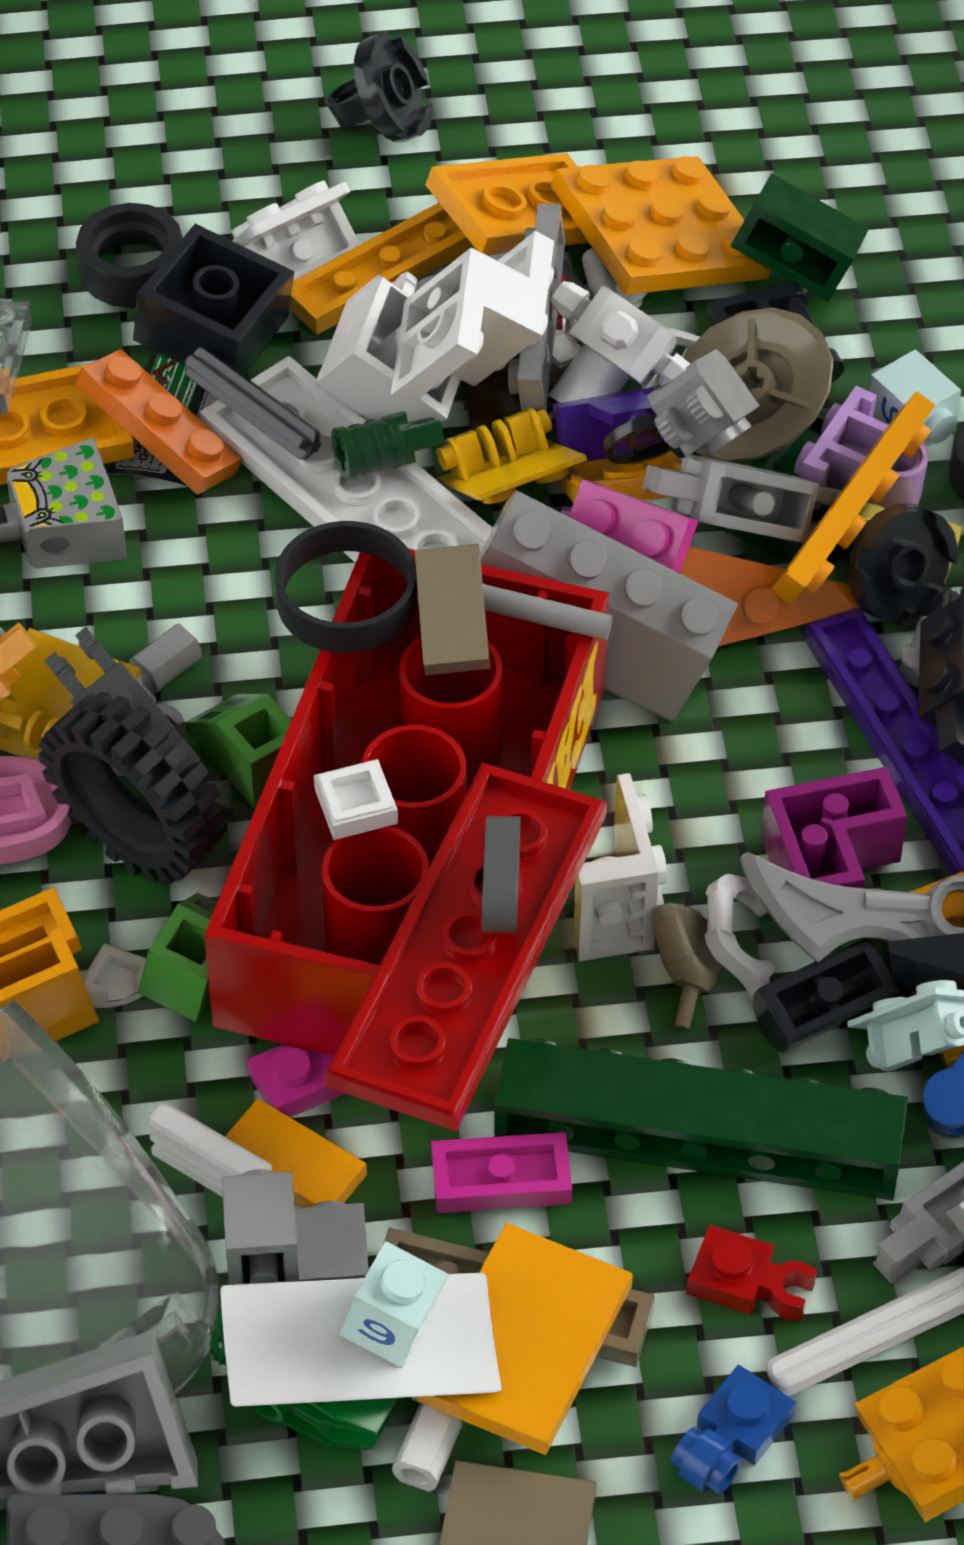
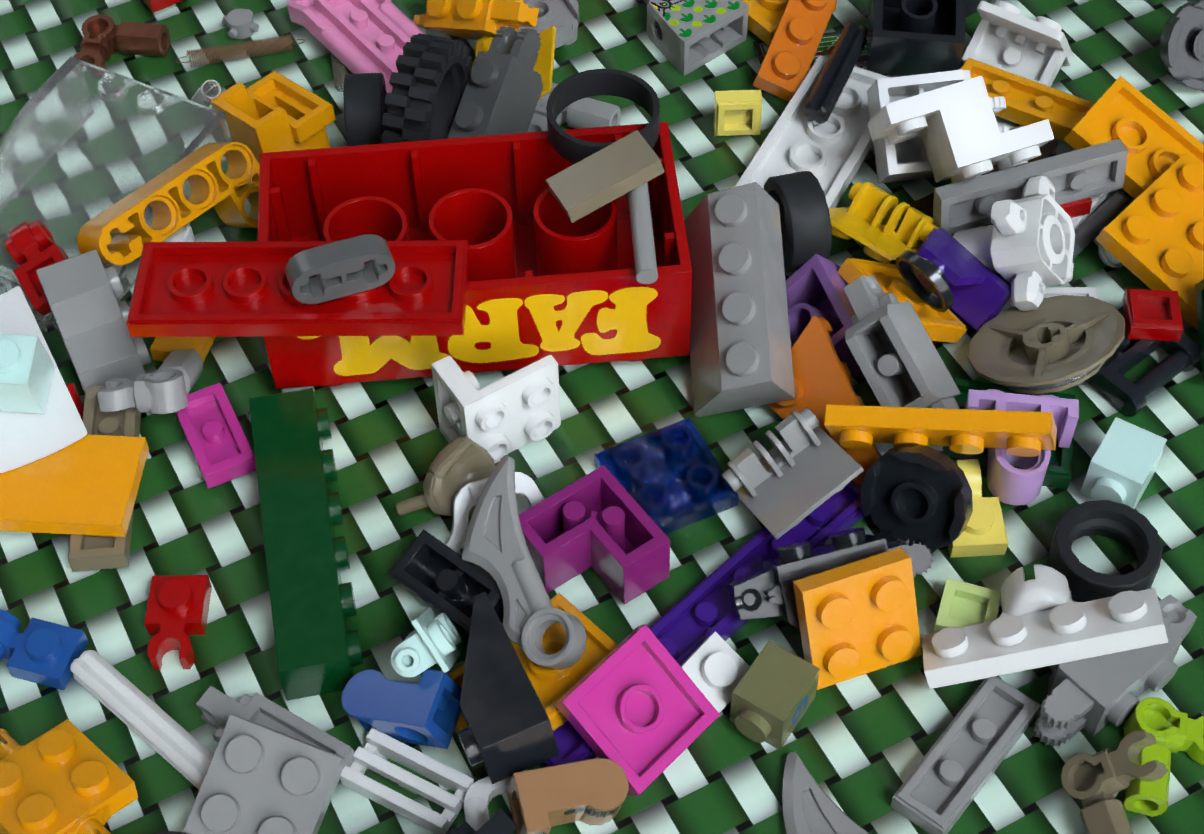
camera: 70 degrees right, 0 degrees up
(80, 847) = (364, 108): none -> black tyre
(128, 1057) = (171, 208): none -> light orange beam
(183, 1271) = (33, 249): none -> red plate
(248, 520) = (737, 112): none -> light yellow tile
(356, 799) = (408, 187): white tile -> none
(383, 443) = (838, 147): dark green hinge -> none
(433, 1189) = (158, 391): none -> light grey bar
(494, 477) = (802, 217): none -> black tyre
(635, 523) = (812, 293): dark pink plate -> none
(703, 405) = (957, 287): light grey hinge -> none
(737, 762) = (671, 475): none -> clear blue tile
(744, 290) = (1152, 315): none -> red tile
(823, 653) = (792, 475): none -> light grey hinge

